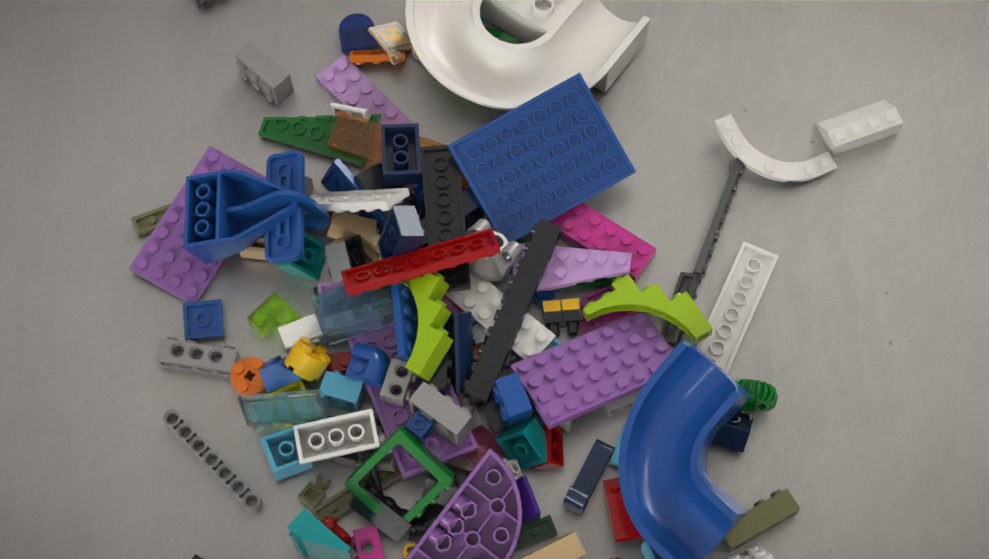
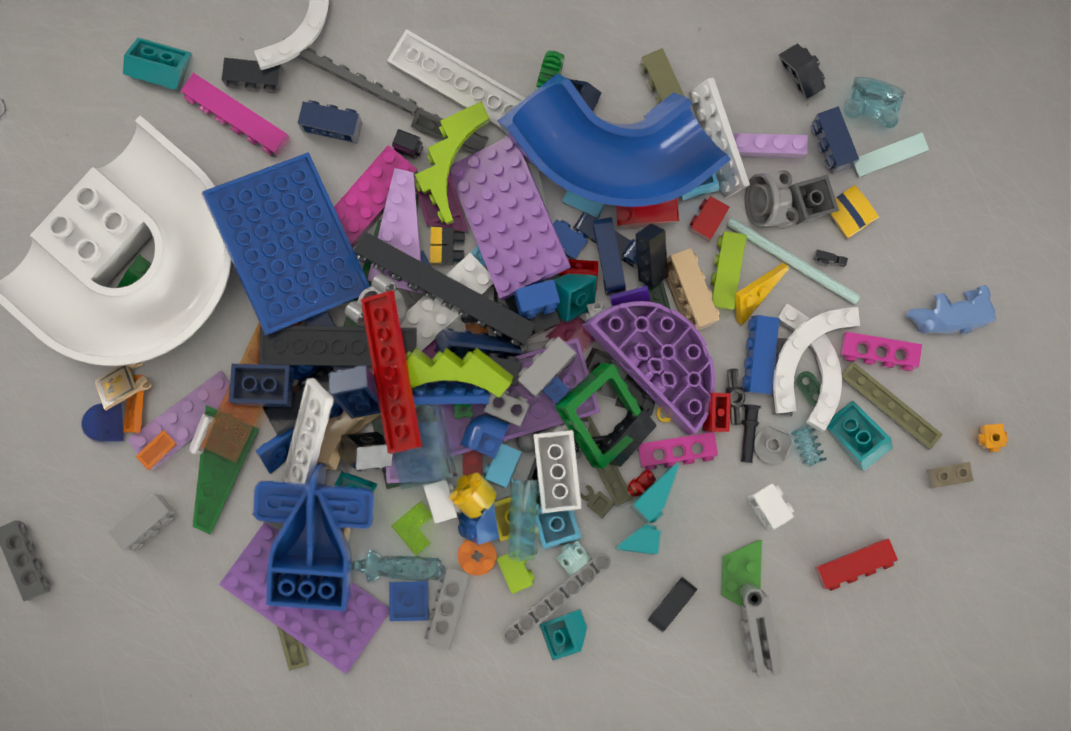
camera: 85 degrees left, 15 degrees up
(177, 473) = (564, 634): none -> teal slope
(231, 421) = (515, 573): none -> lime brick
(235, 306) = (399, 567): none -> clear light blue animal
(255, 471) = (573, 557): none -> light aqua brick
(271, 532) = (642, 540): none -> teal slope
(333, 77) = (156, 450): none -> orange plate
(389, 339) = (466, 413): none -> green plate
(568, 473) = (609, 256): none -> dark blue beam
(573, 514) = (651, 255): none -> black brick
(582, 434) = (571, 241): none -> blue brick
(660, 266) = (407, 144): none -> black brick
(667, 110) = (234, 114): none -> dark pink brick
(672, 193) = (330, 121): none -> dark blue brick
(708, 36) = (156, 63): none -> teal slope
(709, 109) = (248, 74): none -> black brick

